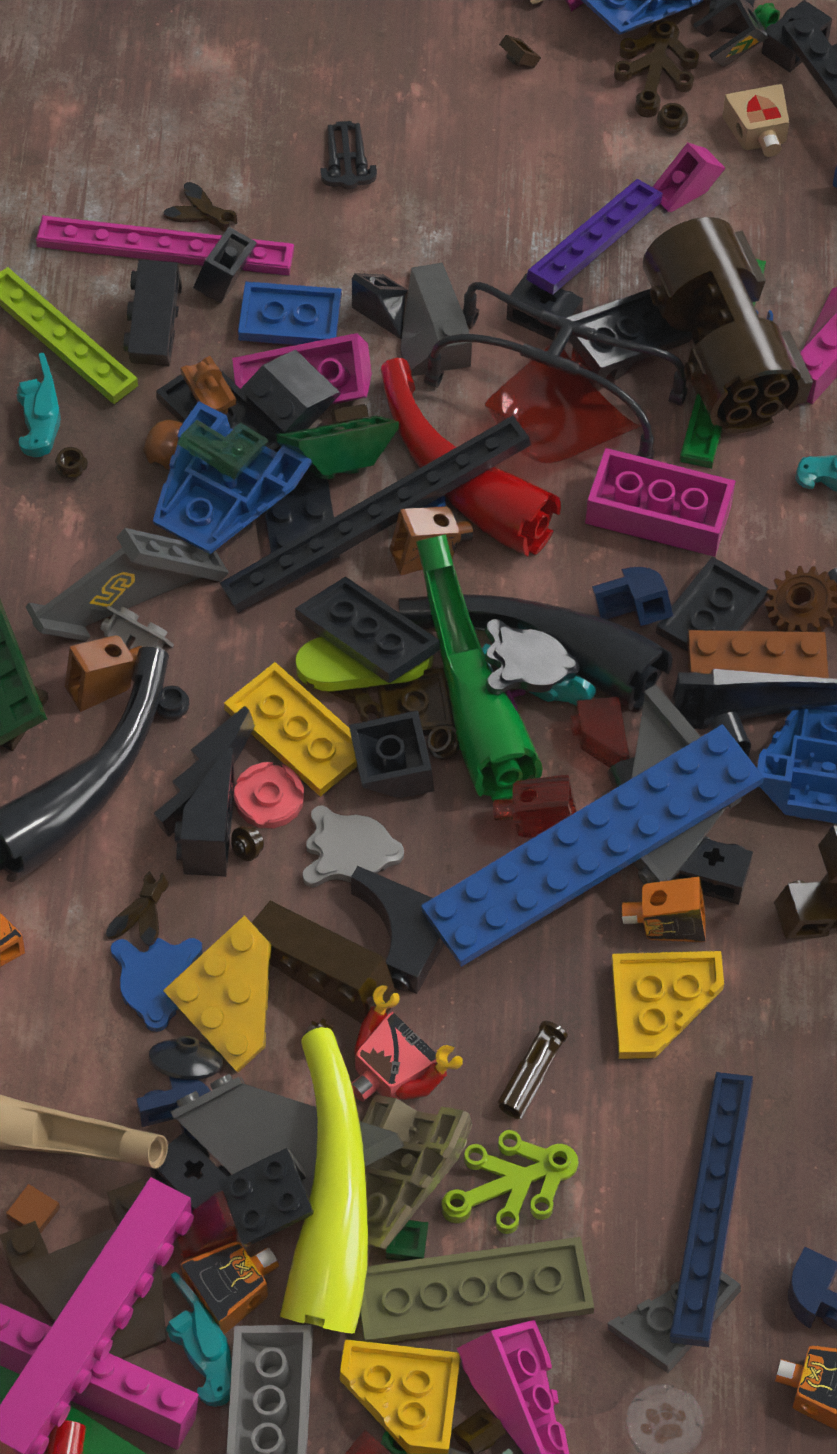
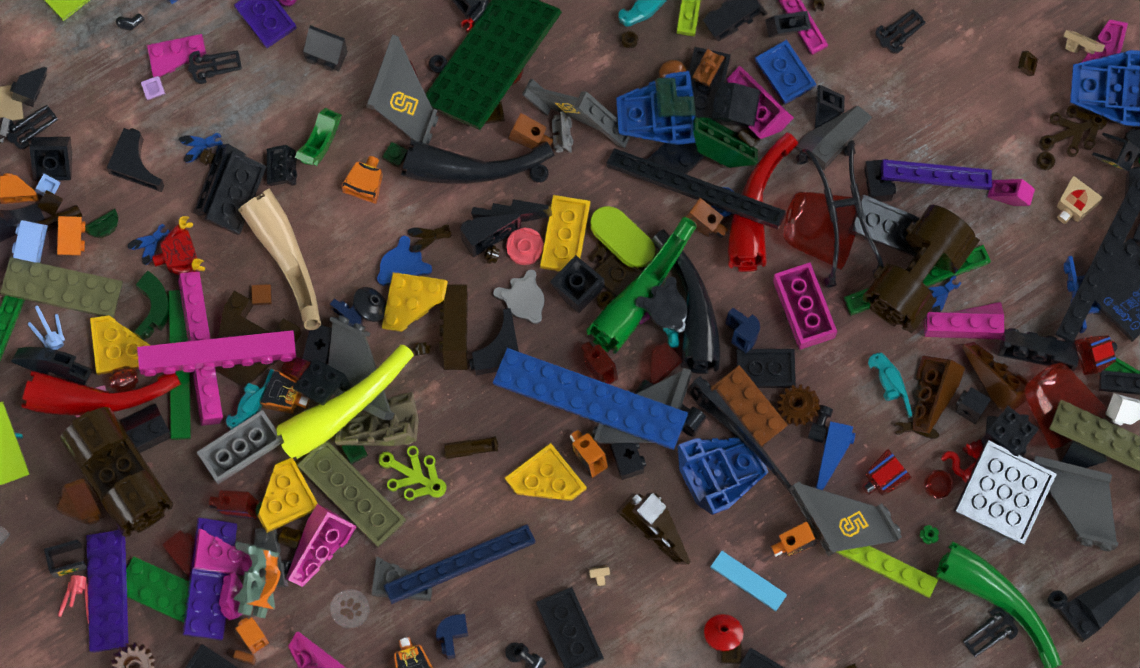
camera: 55 degrees right, 15 degrees up
(367, 629) = (635, 227): black plate -> none
(395, 1057) = (433, 387): torso -> none

